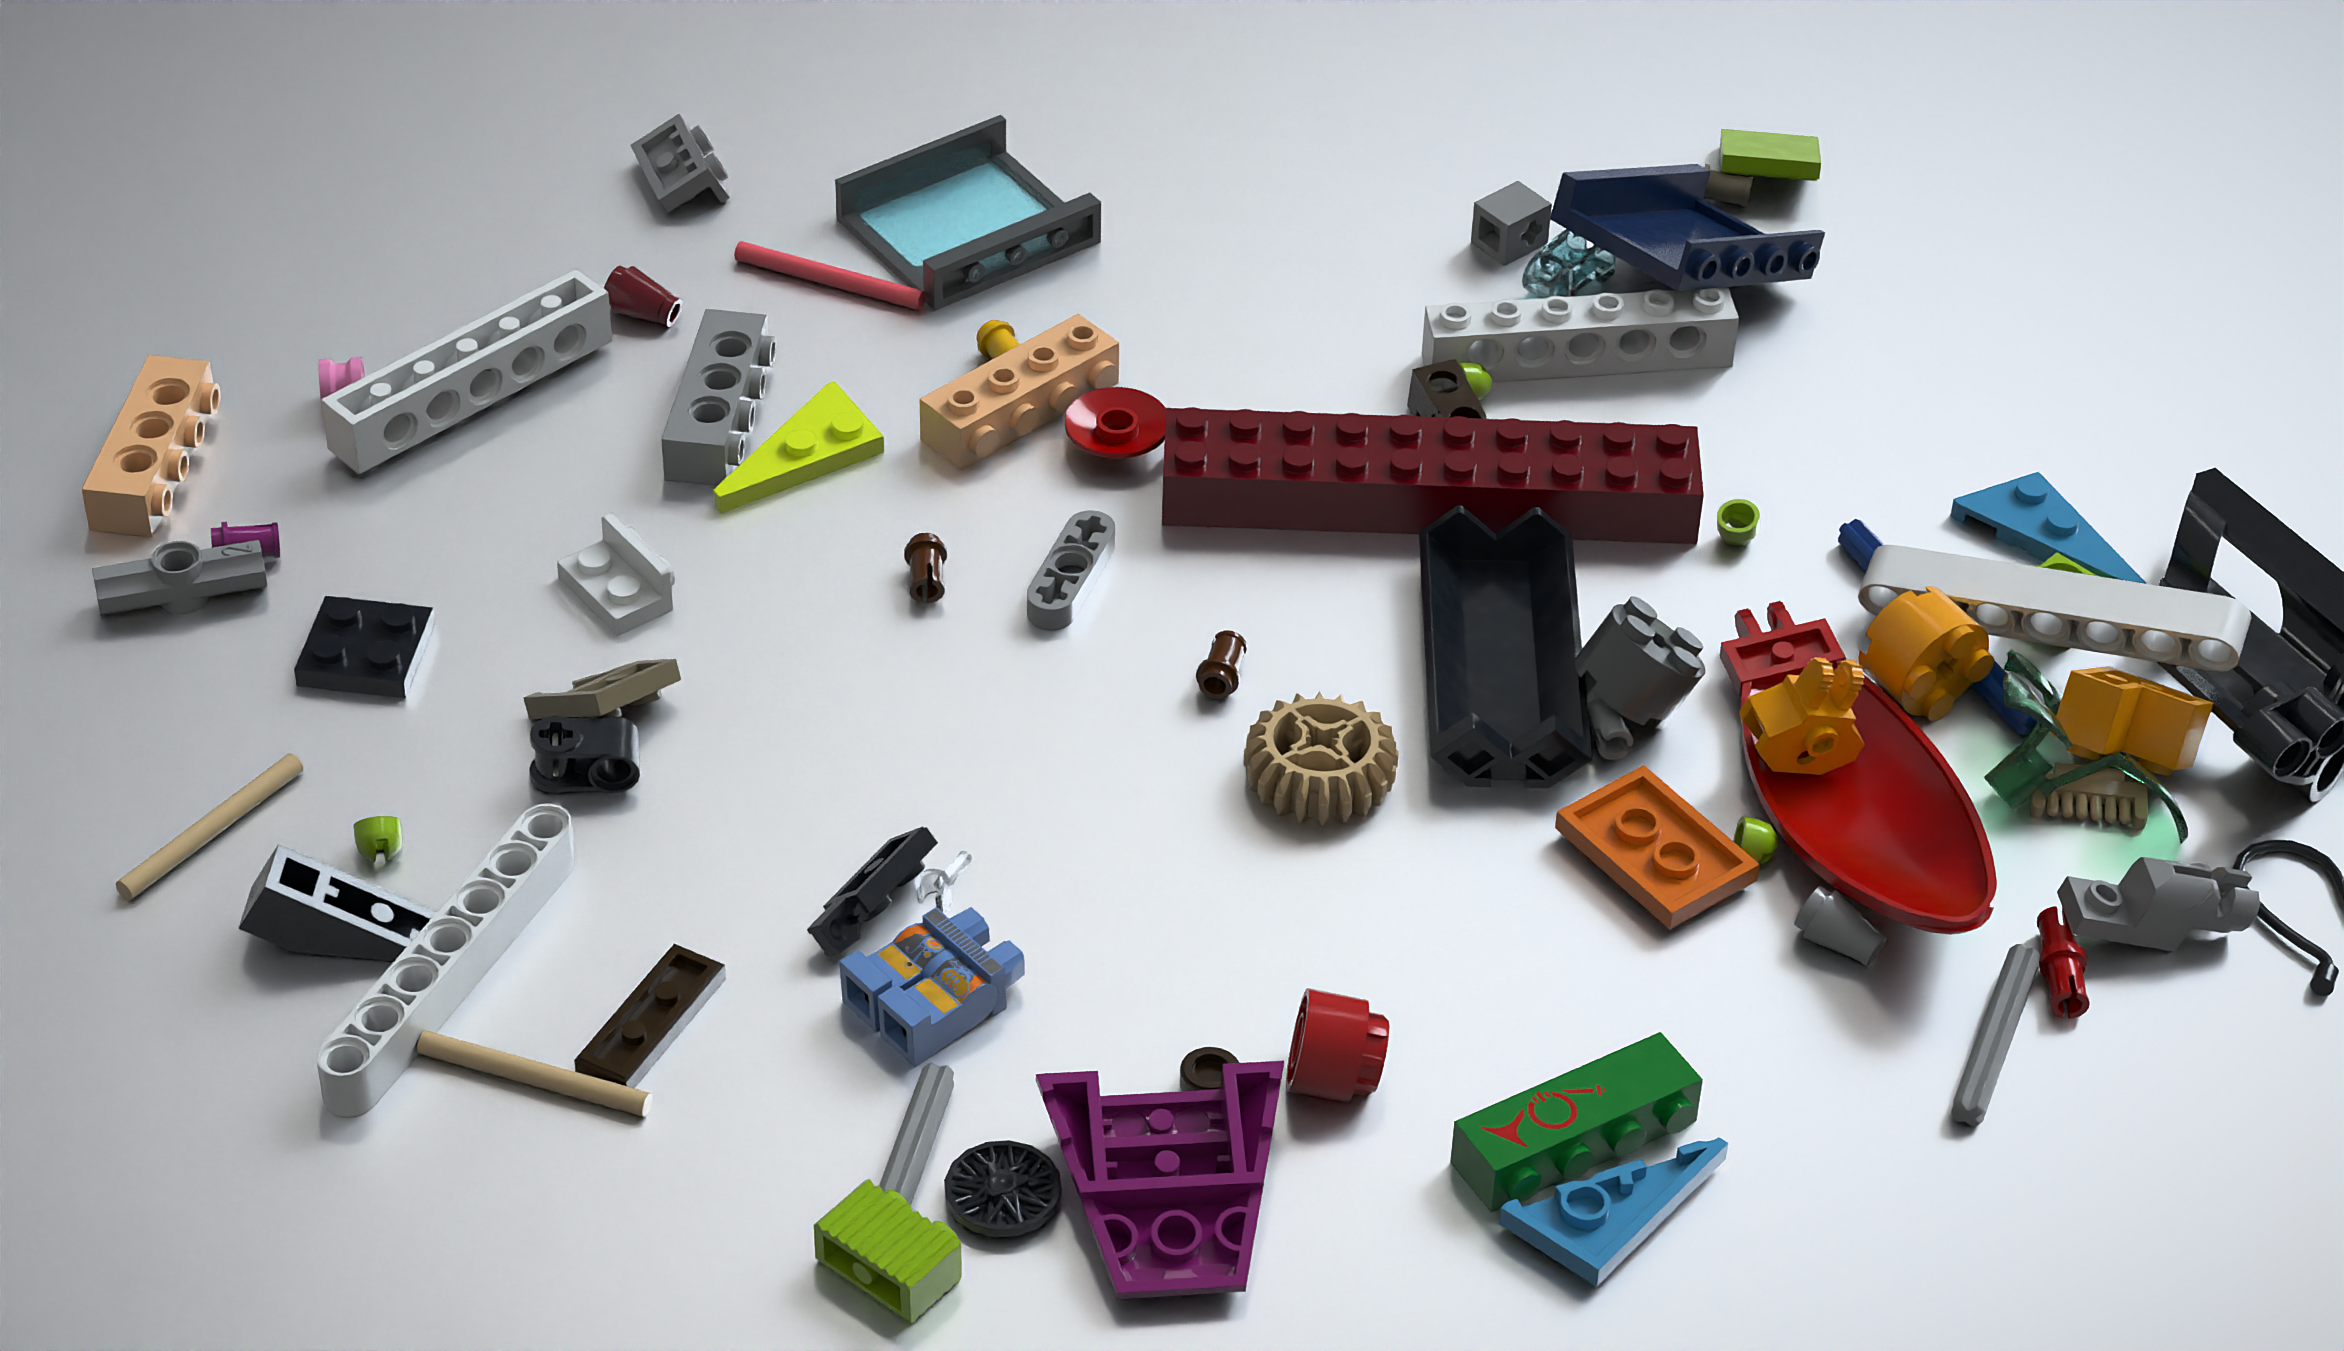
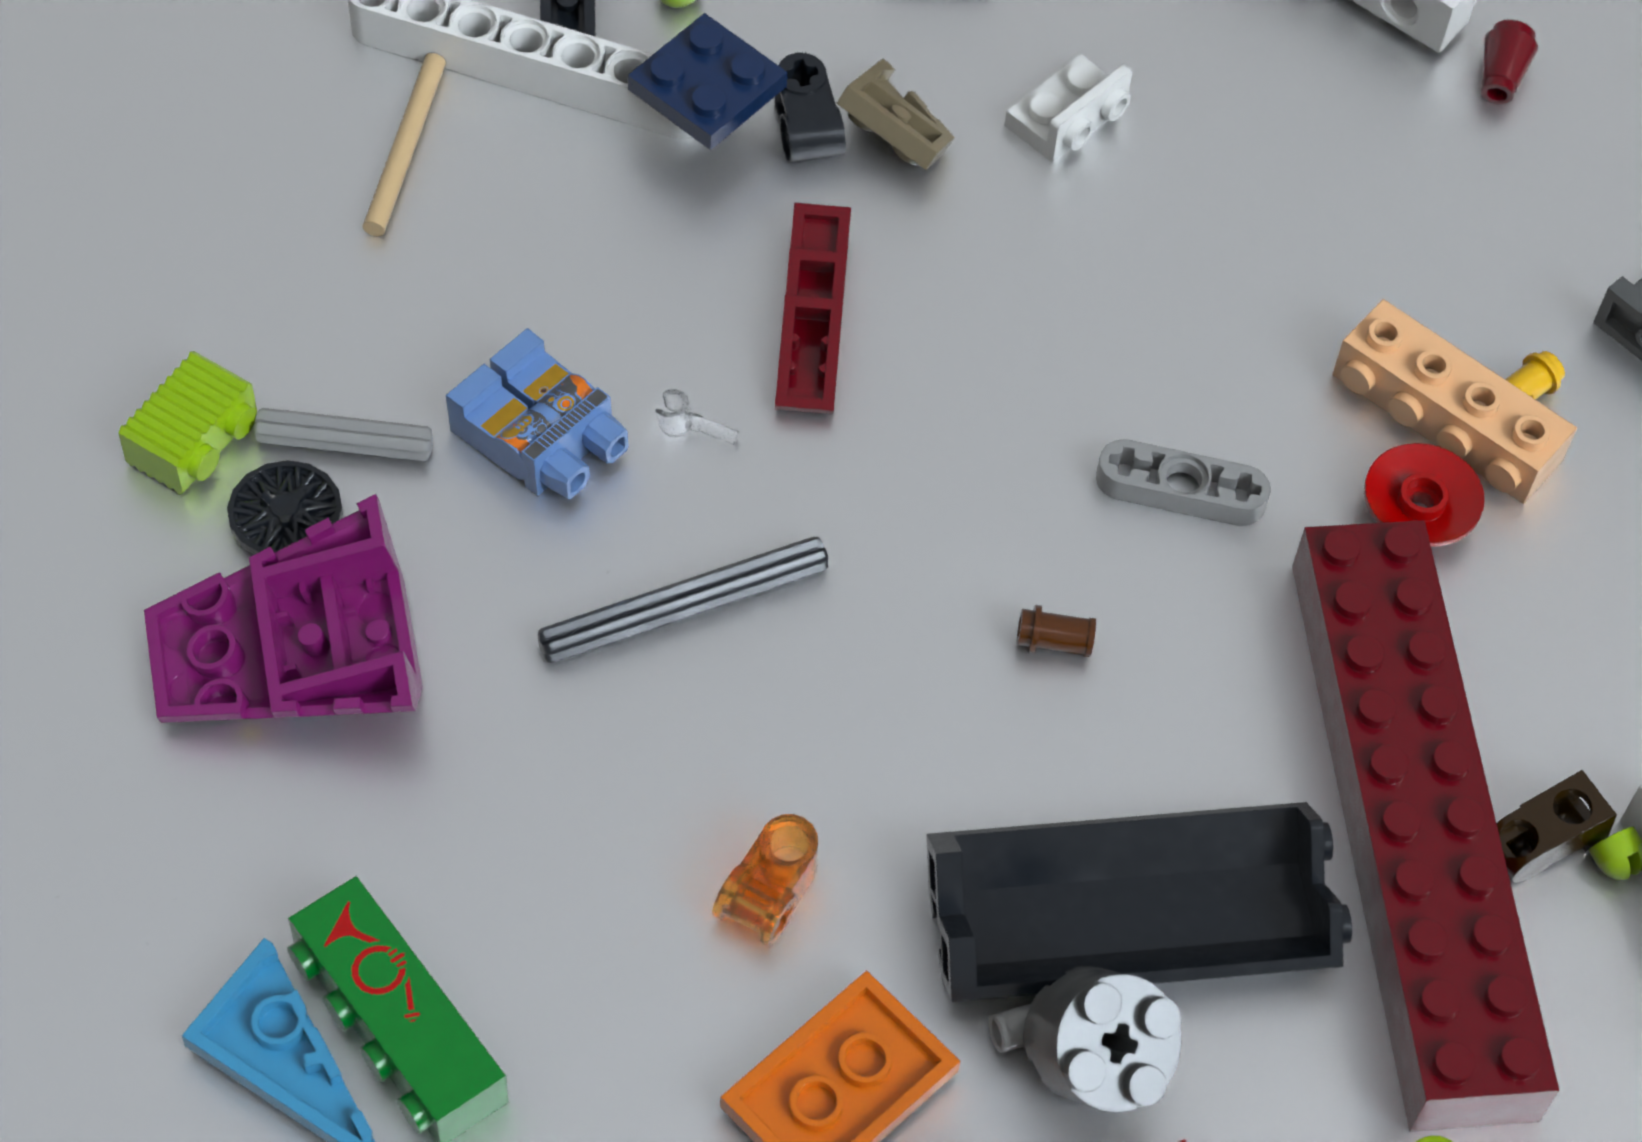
camera: 80 degrees right, 15 degrees up
(557, 796) = (707, 81): none -> dark blue plate
(651, 1017) = (482, 217): dark brown tile -> none
(717, 397) = (1362, 140): light grey brick -> none
(813, 442) = (1326, 239): neon yellow wing -> none
(830, 275) = (1610, 217): coral bar -> none
(845, 784) = (813, 309): none -> dark red slope
(868, 889) = (657, 354): black hinge -> none
(925, 557) = (1148, 351): reddish brown pin -> none
(1152, 906) = (682, 599): none -> axle
(1203, 1068) = (451, 673): dark brown tile -> none
(1307, 753) = (917, 755): tan gear -> none
(1336, 1047) = (469, 765): red piece -> none
(1457, 864) = (765, 888): none -> clear orange piece

